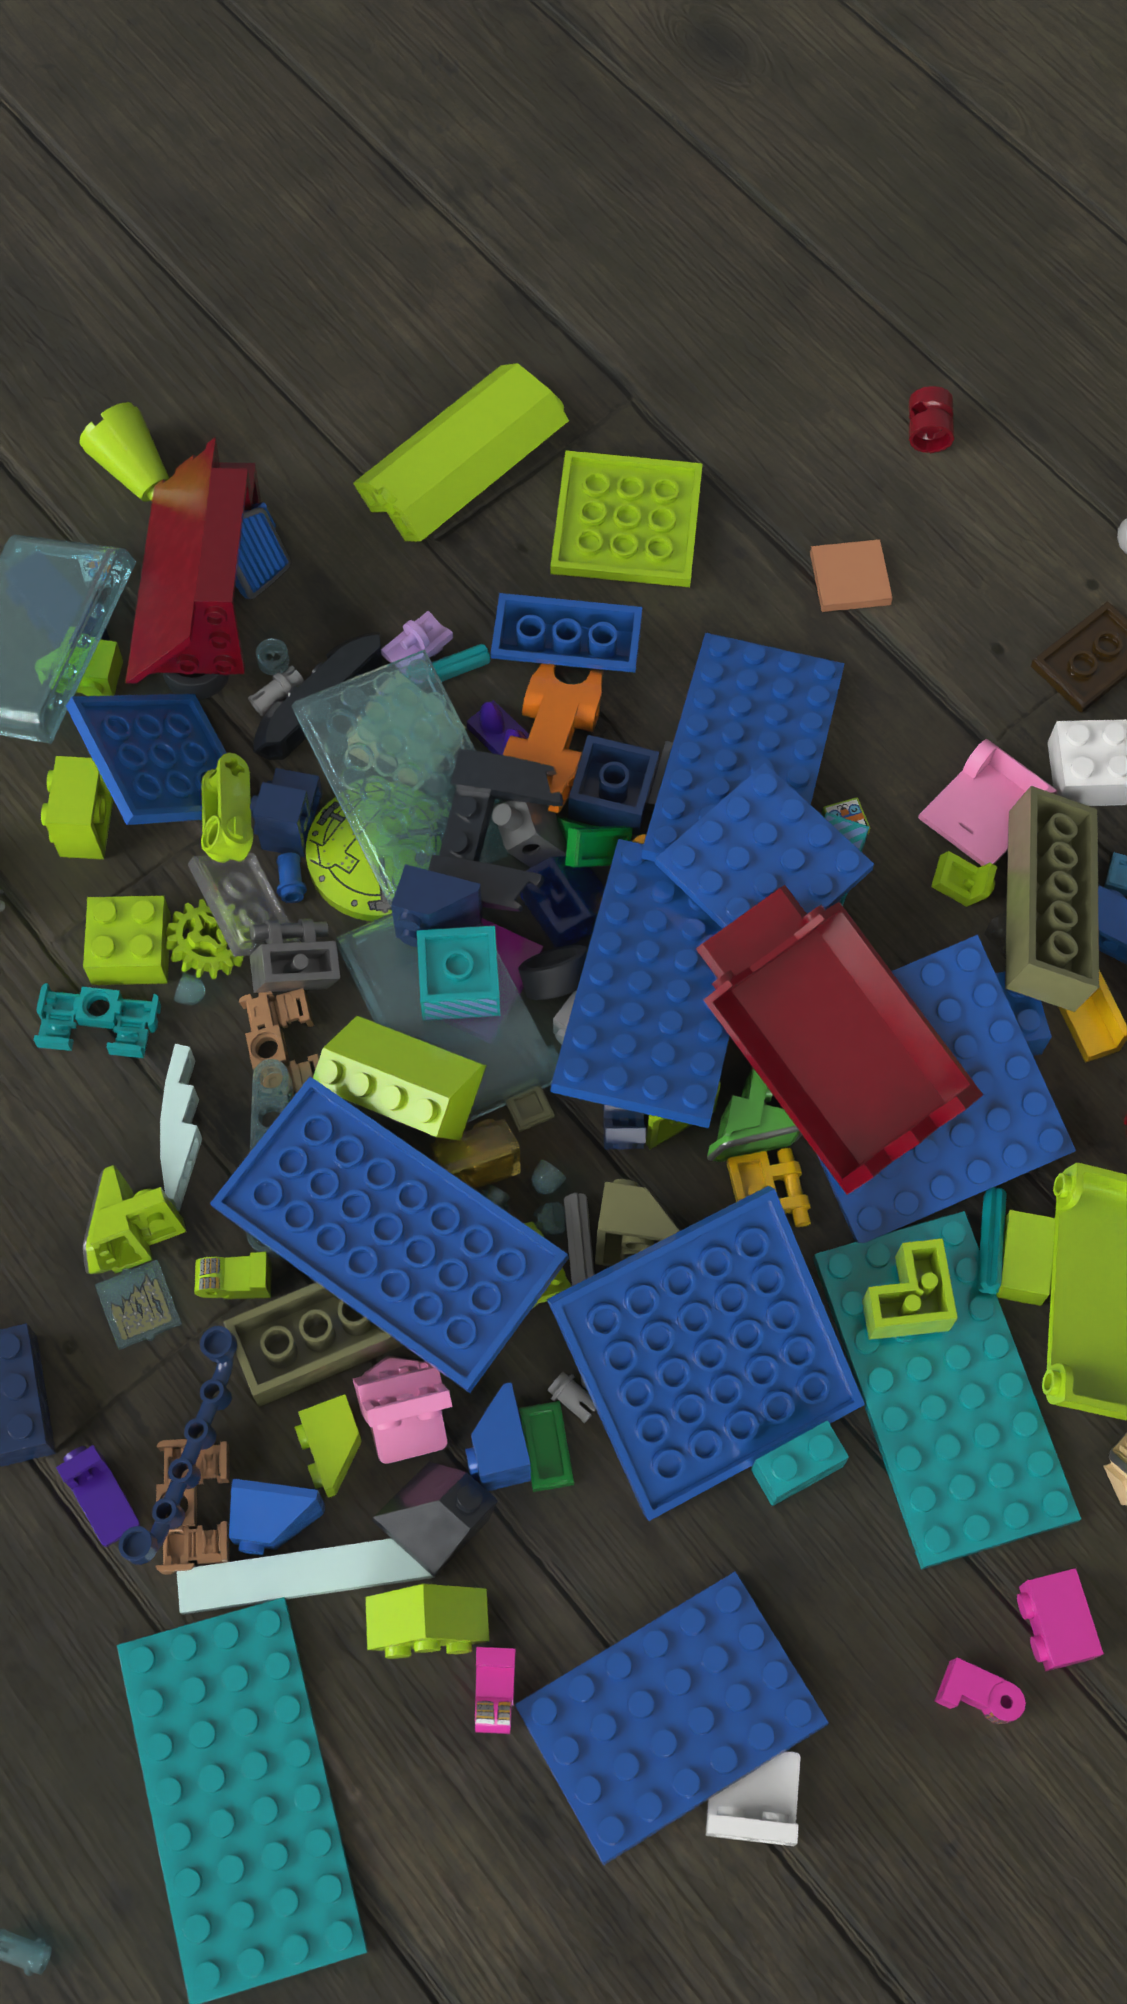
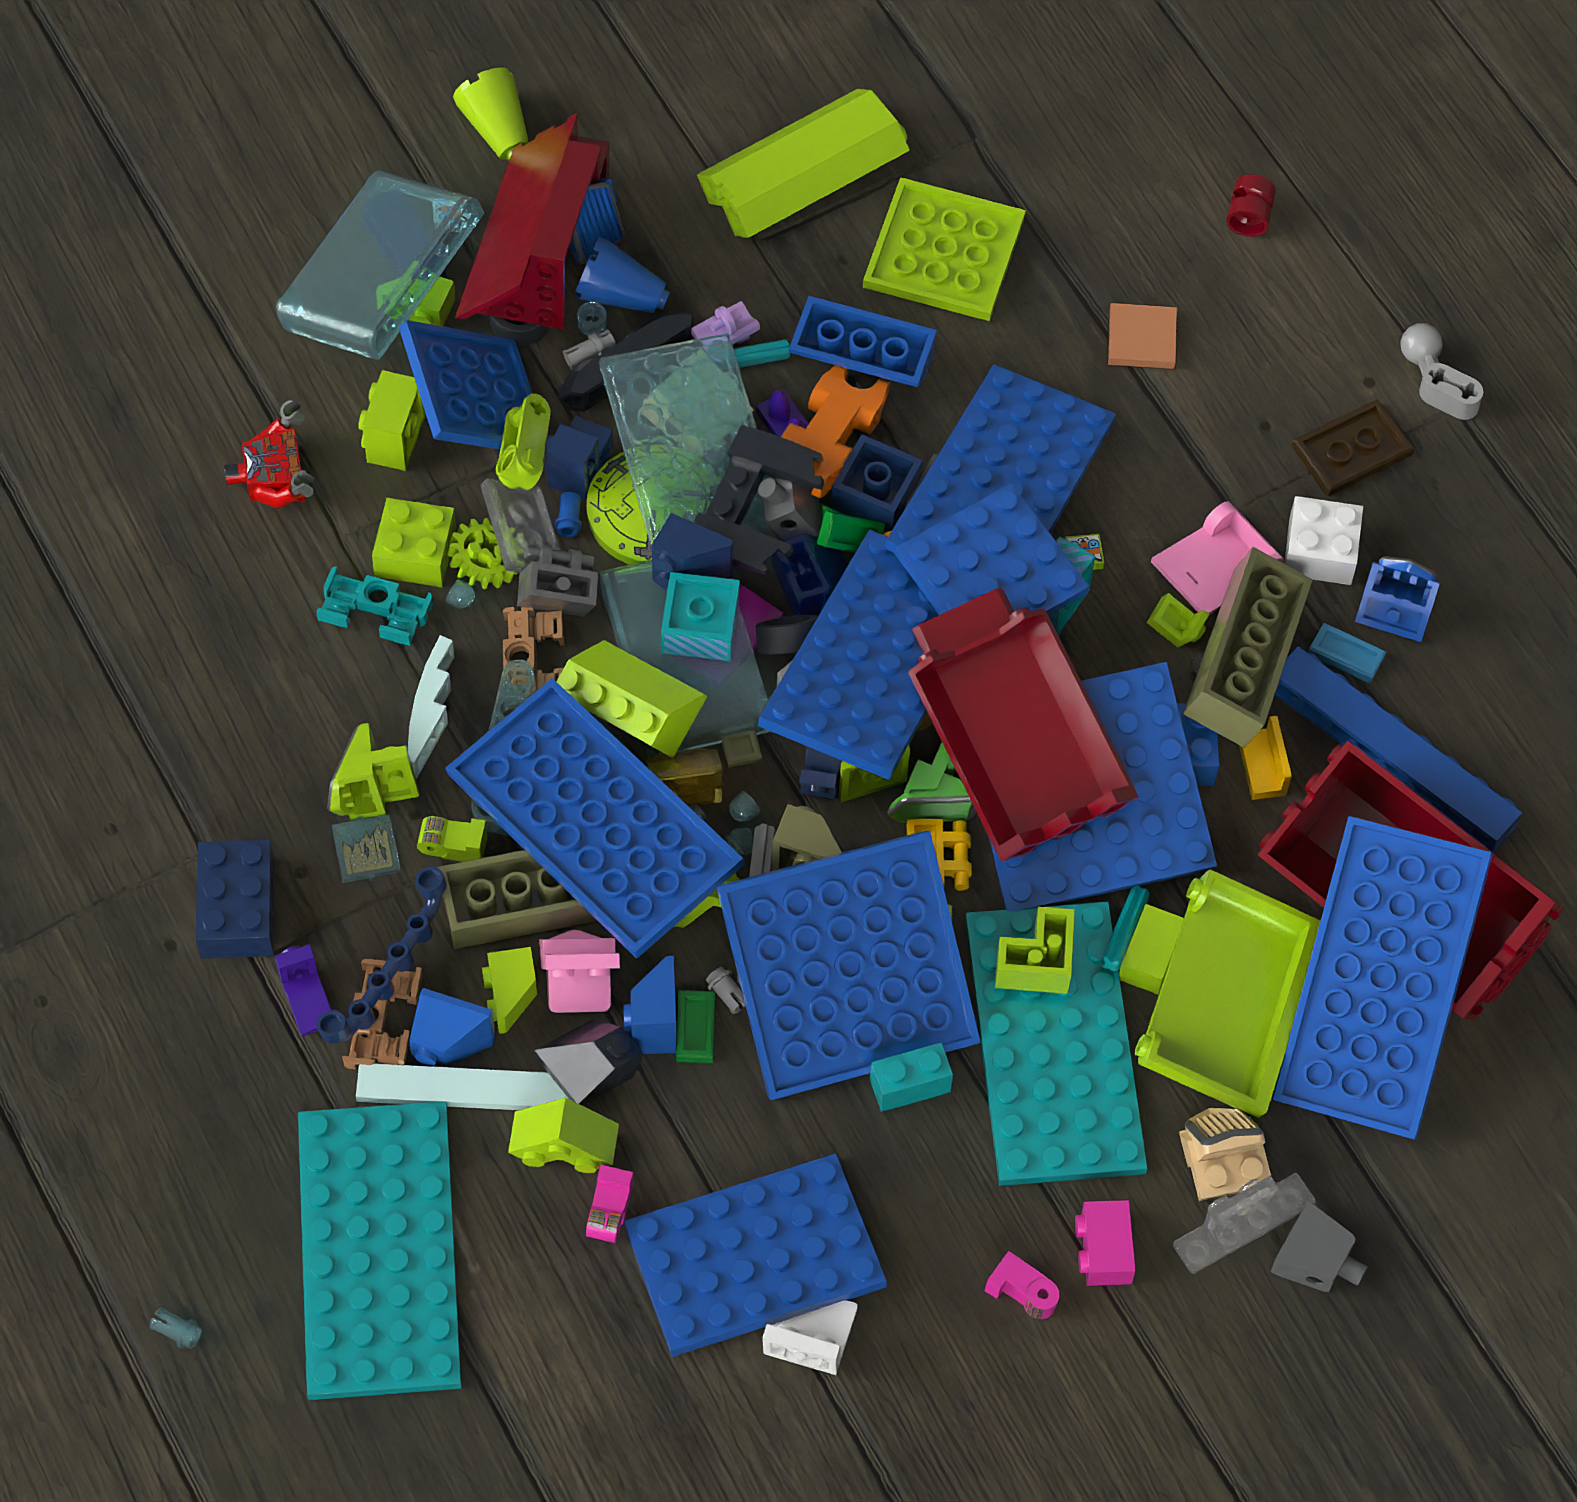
camera: 10 degrees right, 5 degrees down
(295, 610) = (620, 280): none -> blue cone

